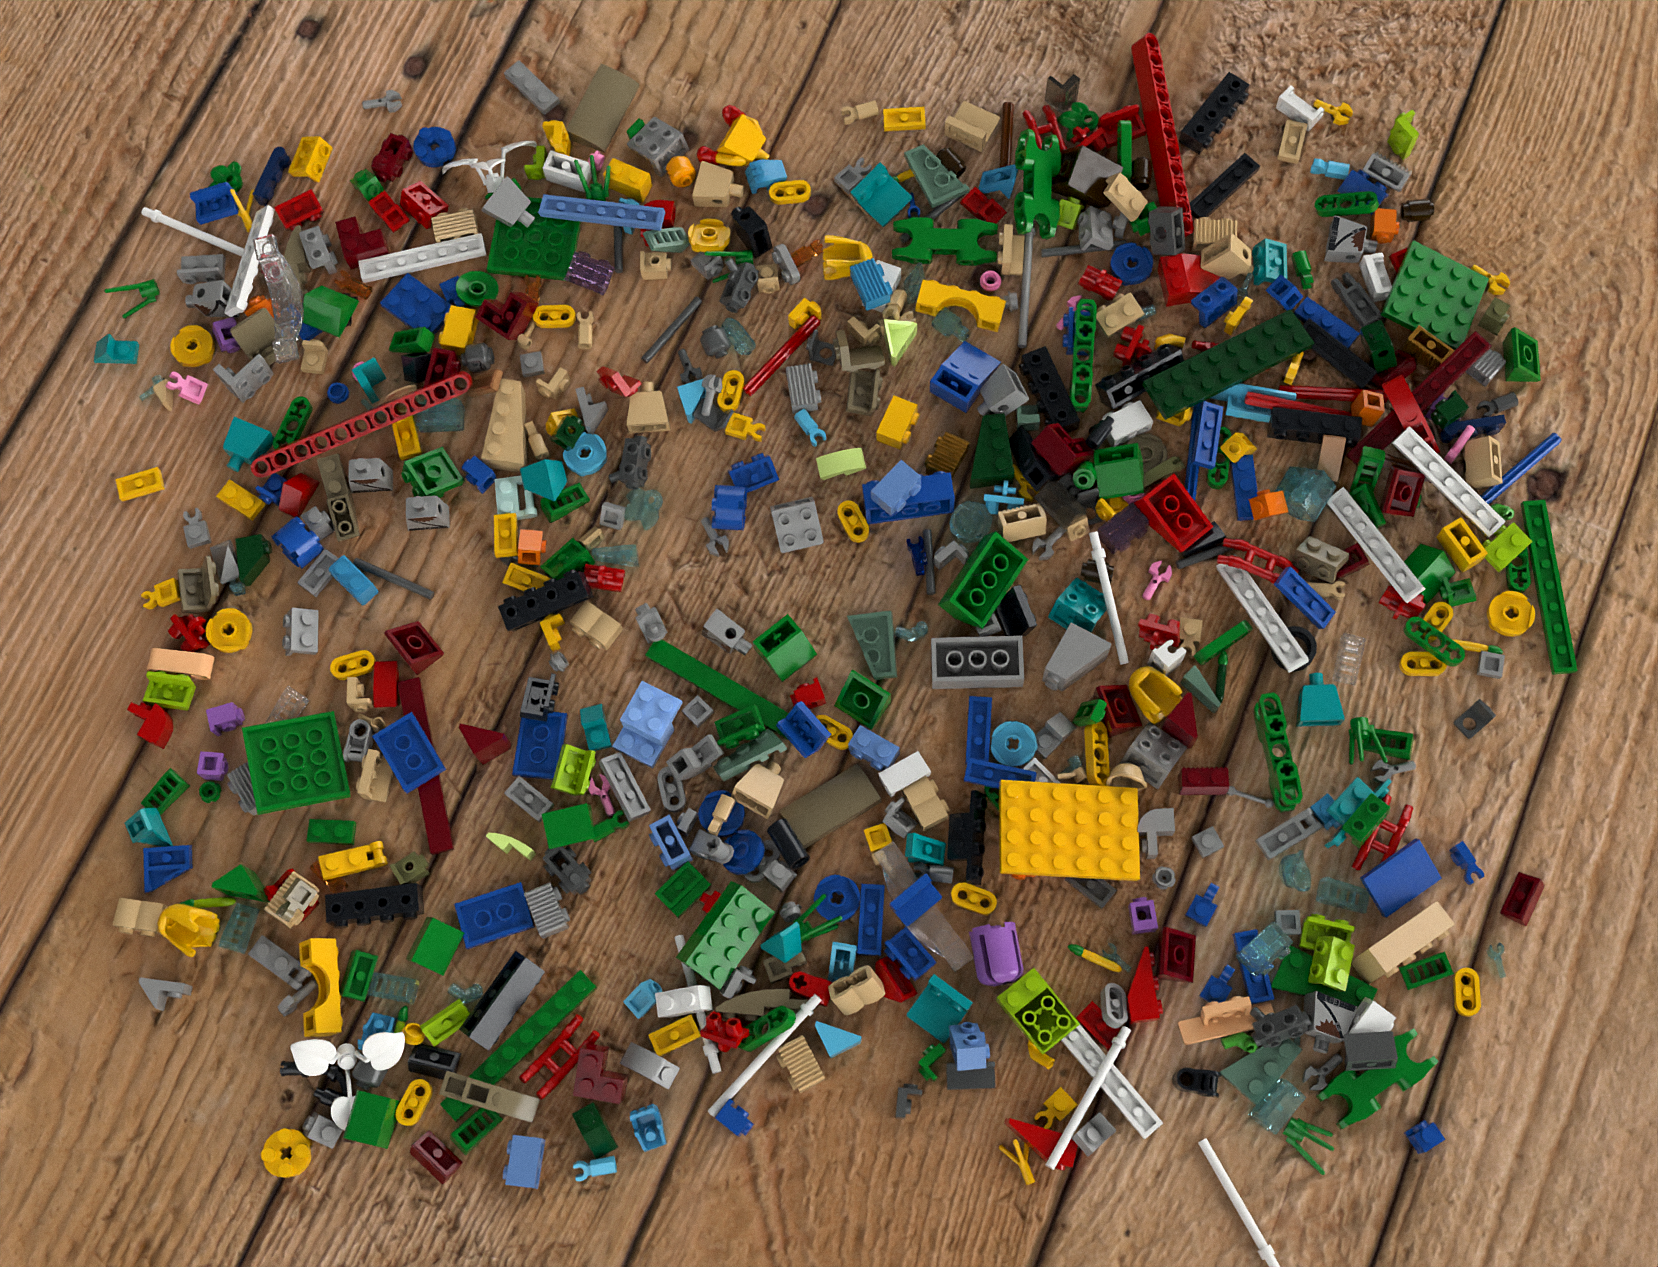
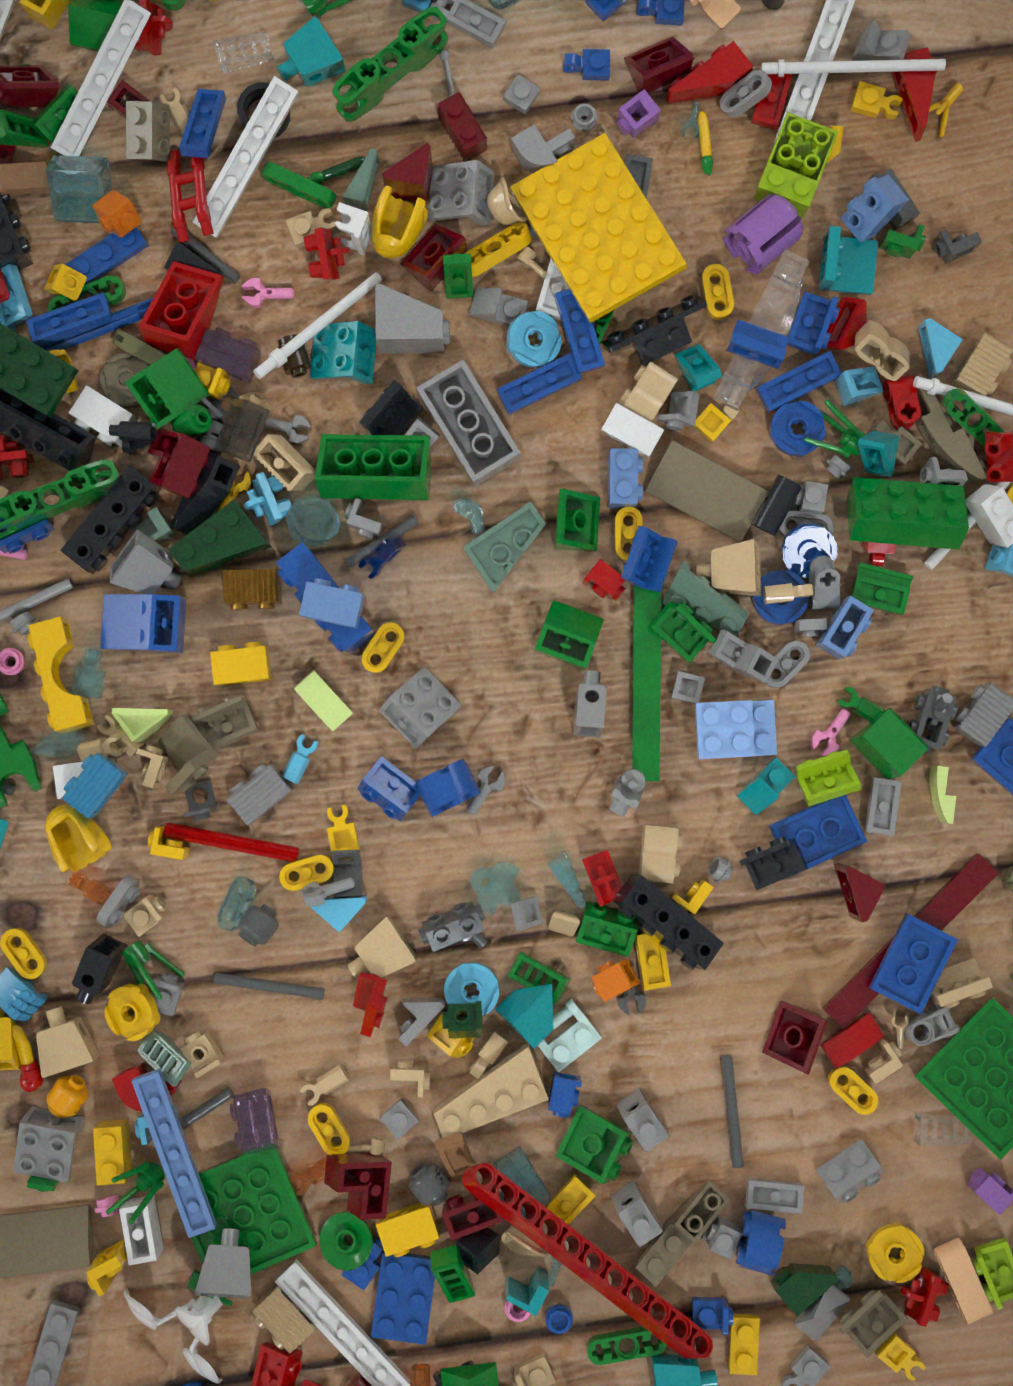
camera: 130 degrees left, 15 degrees up
(296, 494) = (700, 1284): red slope -> none
(353, 580) = (763, 1152): dark azure brick -> none
(505, 535) = (617, 1015): yellow plate -> none
(536, 171) = (146, 1271): lime bracket -> none
(624, 786) = (812, 714): light grey plate -> none
(688, 369) = (305, 937): dark grey bar -> none
(739, 285) = (175, 939): dark grey brick -> none
(936, 873) = (714, 344): dark grey bar -> none
(1074, 763) = (518, 267): clear light blue hand -> none

